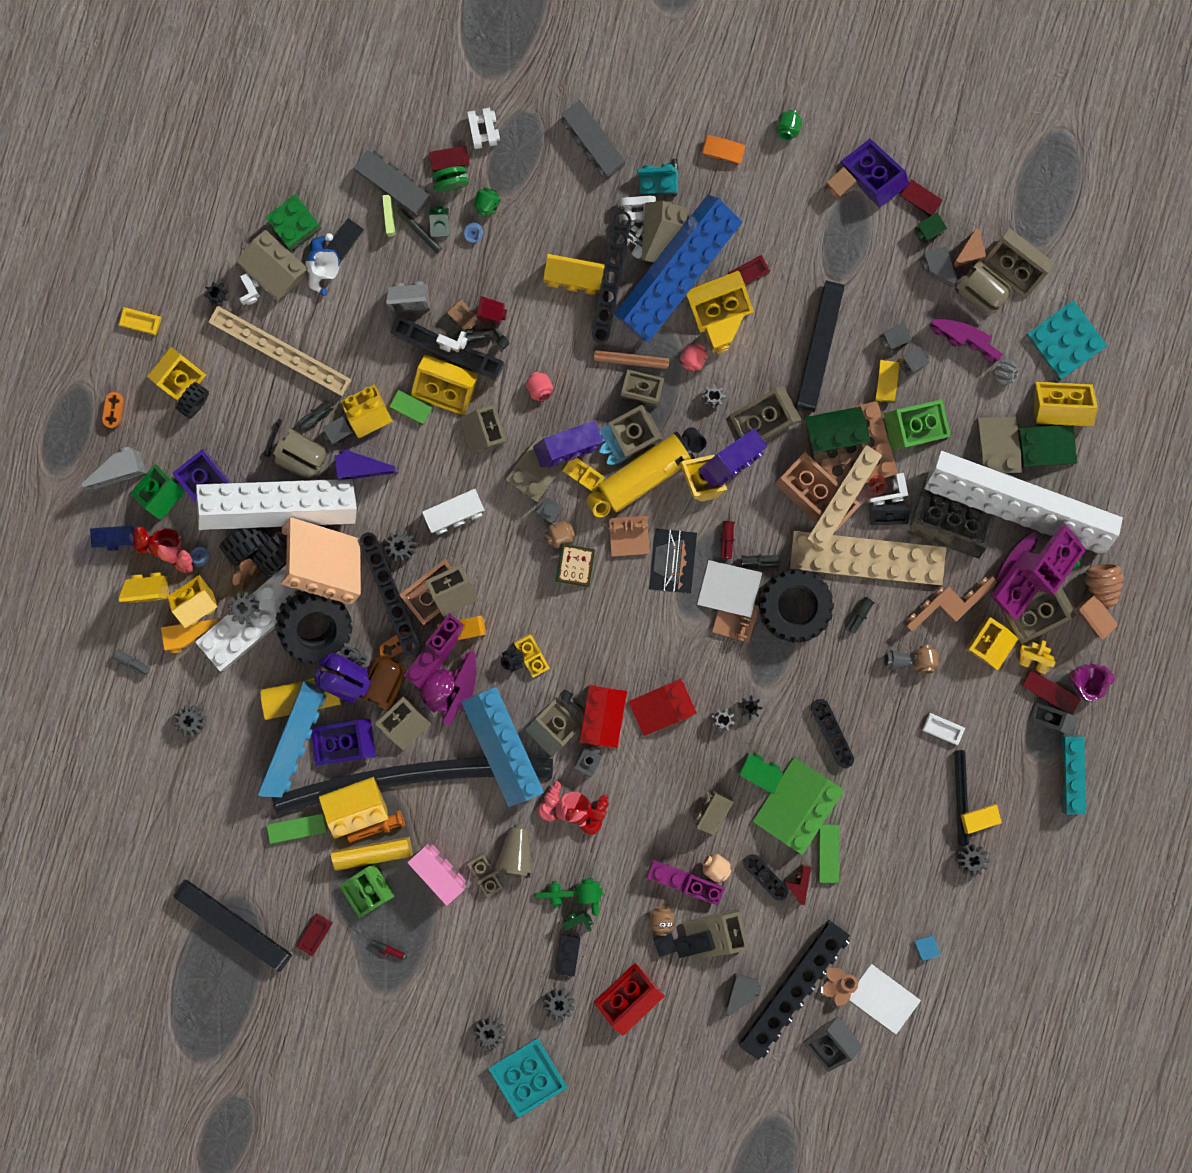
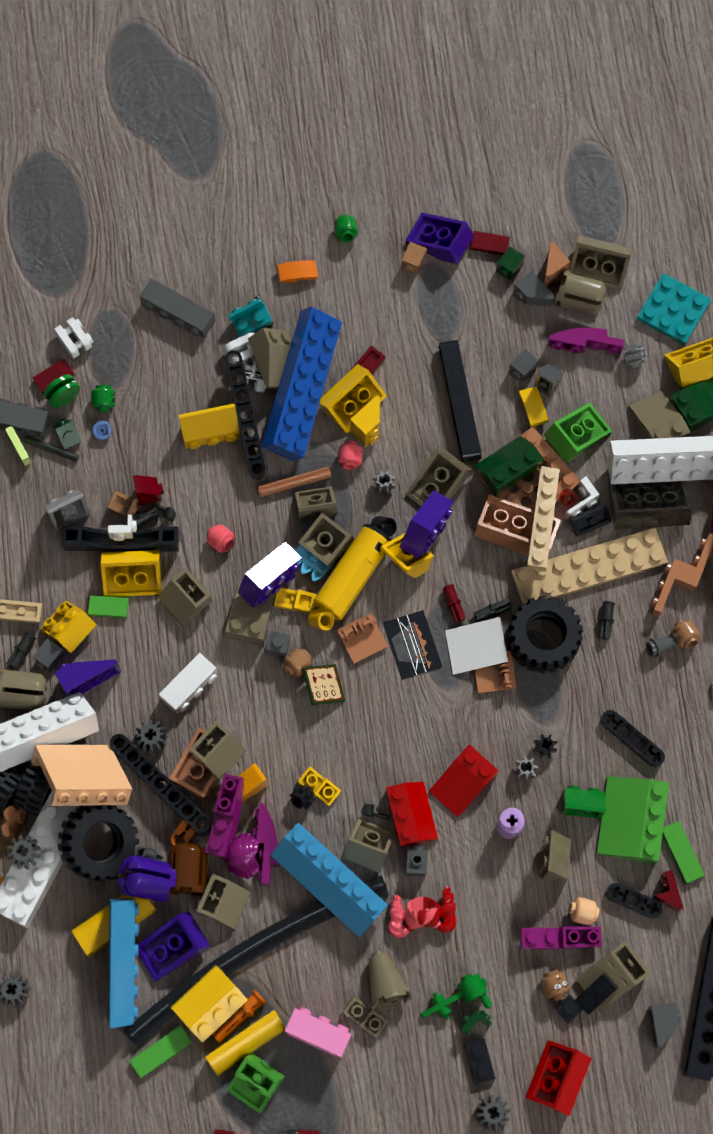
camera: 25 degrees left, 15 degrees down
(689, 771) = (517, 820): none -> lavender piece

